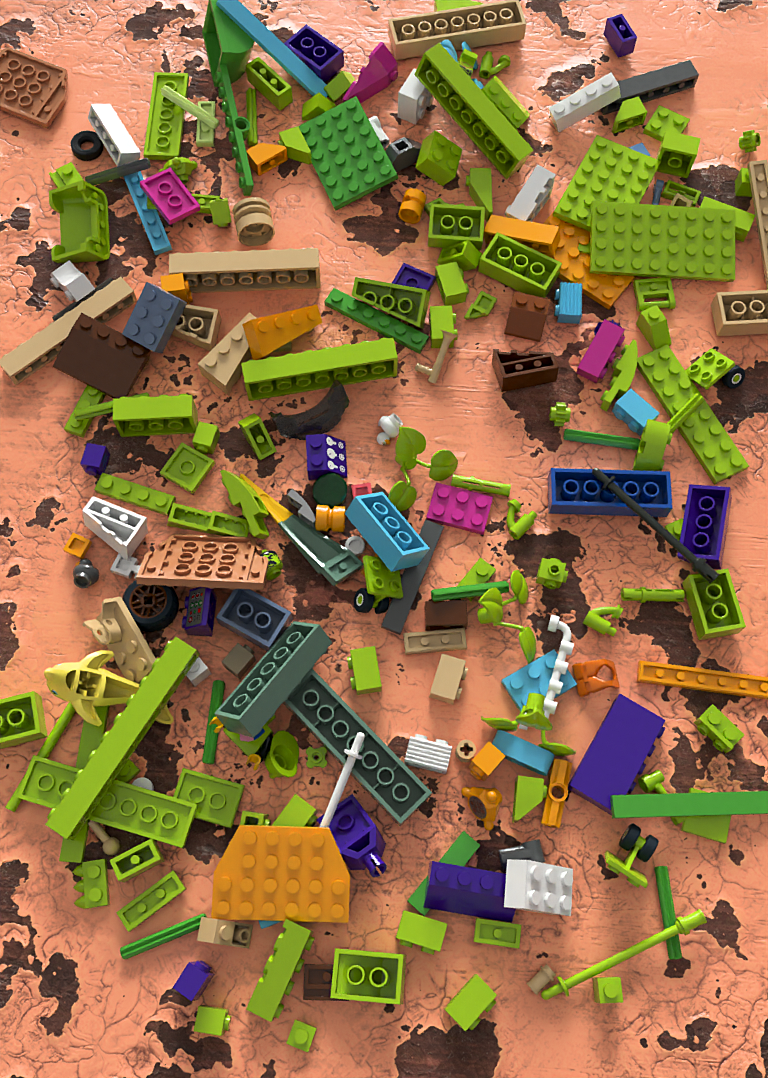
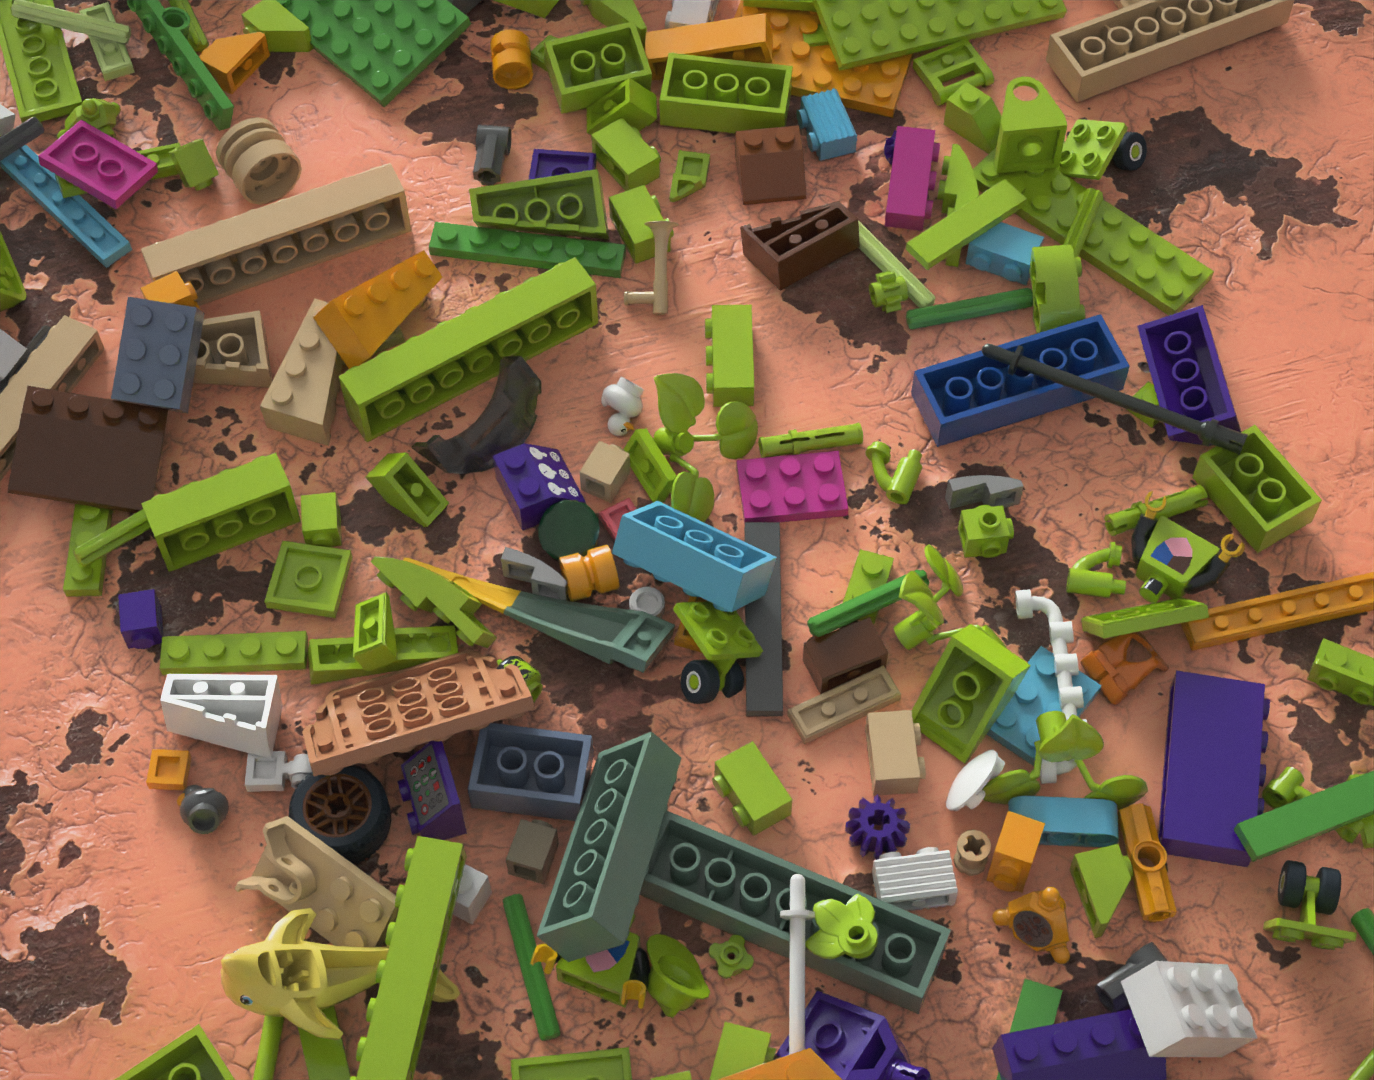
camera: 20 degrees left, 10 degrees down
(206, 511) = (374, 633): none -> lime slope
(363, 463) = (605, 471): none -> tan brick
(373, 767) = (839, 925): none -> lime plate
(381, 254) = (491, 147): none -> dark grey piece
(388, 468) = (650, 465): none -> lime plate
(426, 723) = (891, 822): none -> dark purple gear
(458, 420) = (730, 354): none -> lime brick
(481, 712) = (970, 781): none -> white dish
(500, 662) = (967, 691): none -> lime slope
(567, 551) = (984, 488): none -> light grey slope
(569, 399) = (888, 262): none -> yellowish green axle
(616, 656) = (1144, 617): none -> lime tile
(618, 390) = (966, 224): none -> lime tile
(649, 627) = (1174, 558): none -> torso
(677, 348) = (1029, 131): none -> lime hose

